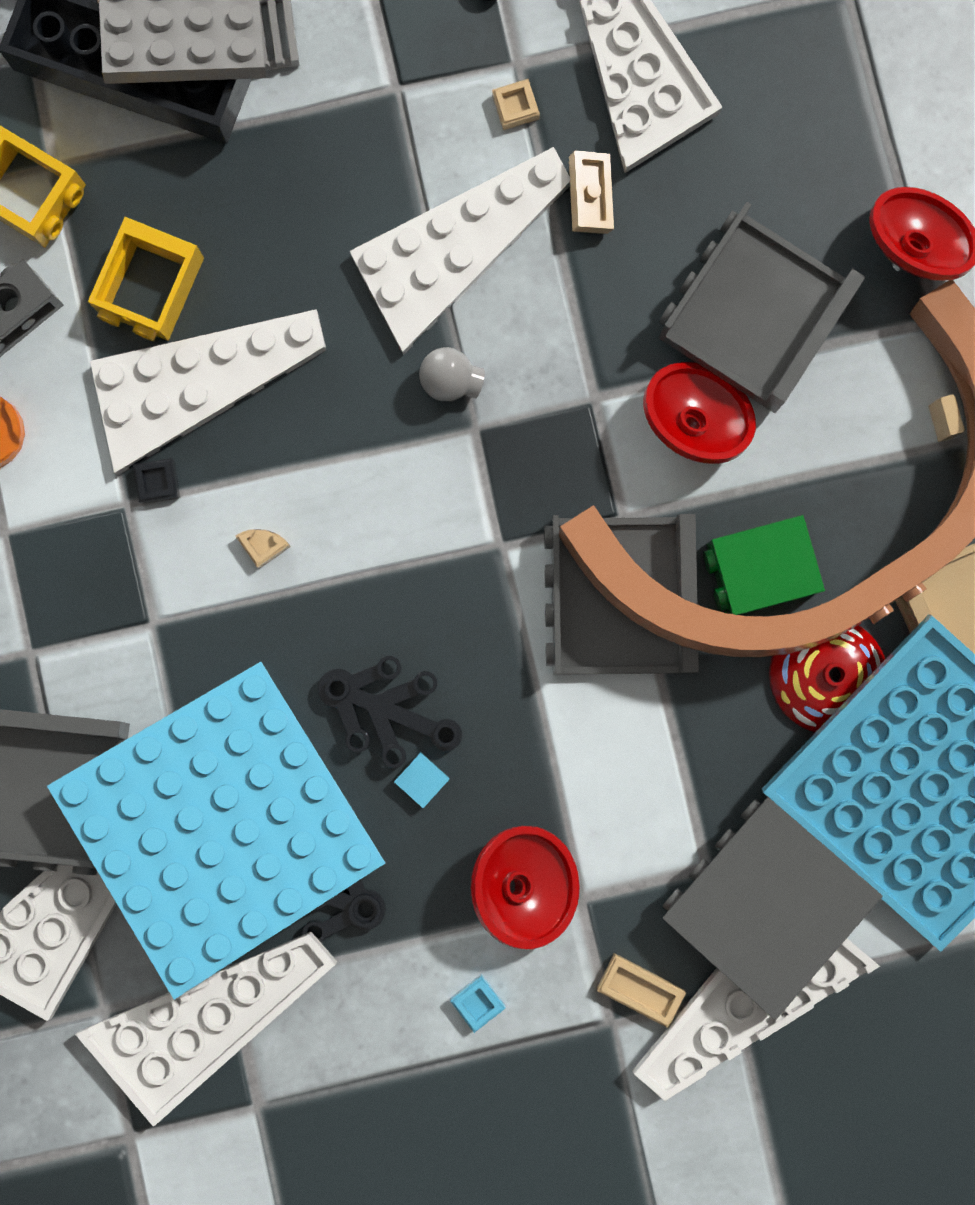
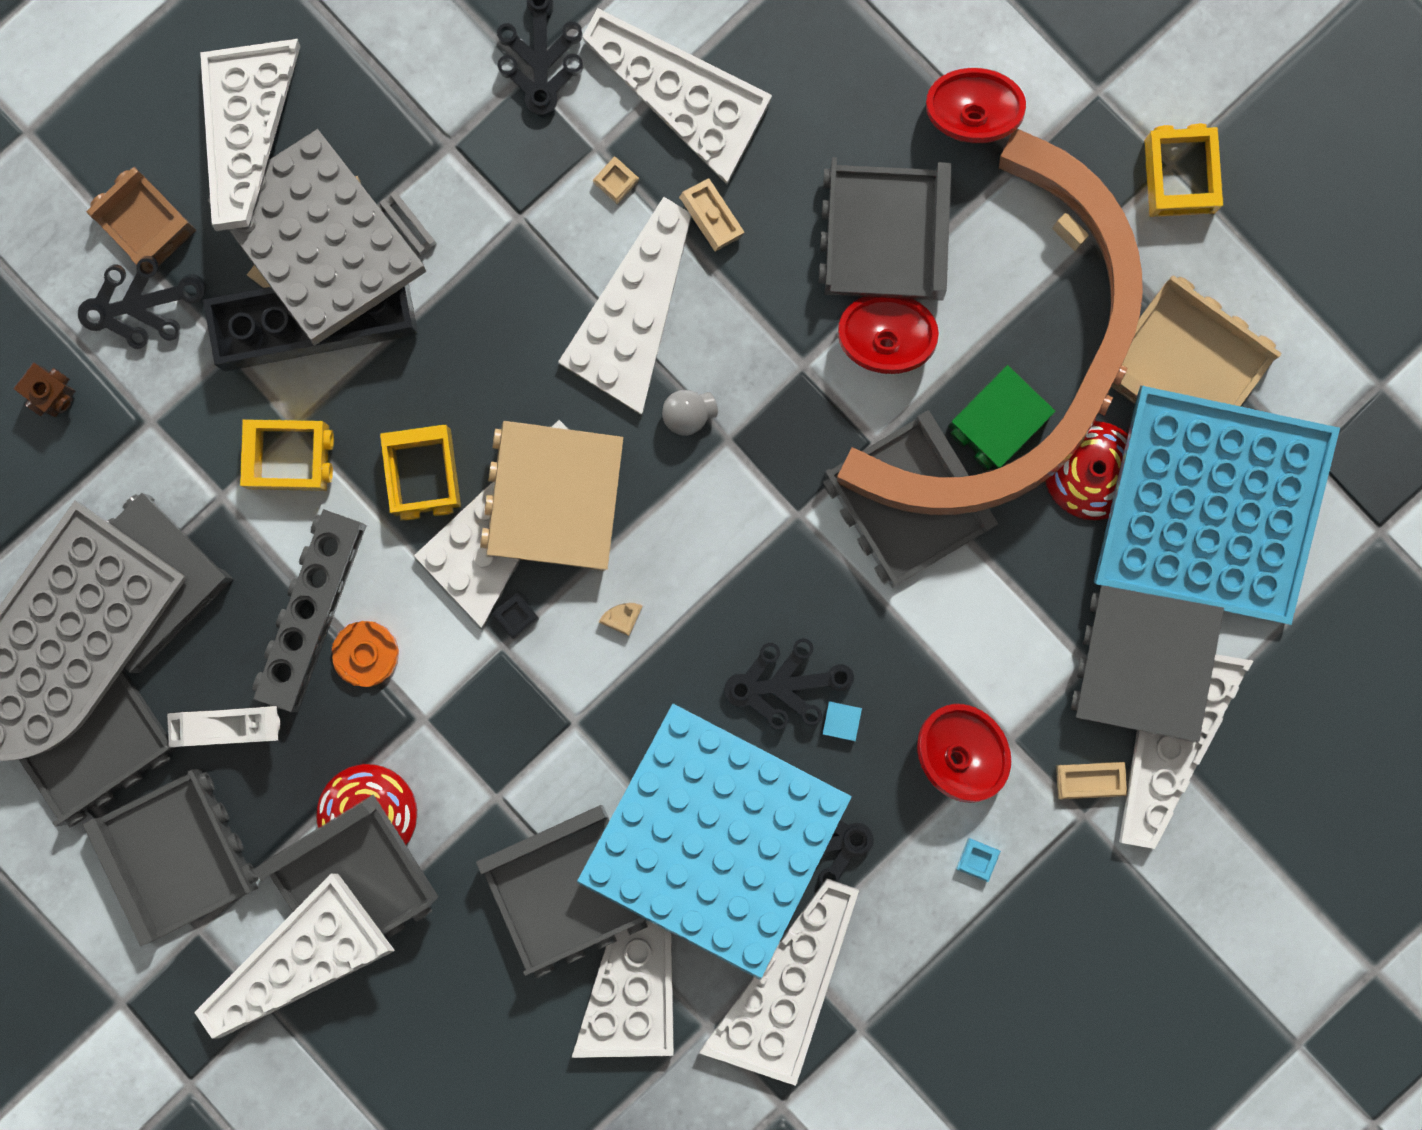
camera: 20 degrees left, 0 degrees up
(261, 379) = (552, 495): none -> tan panel

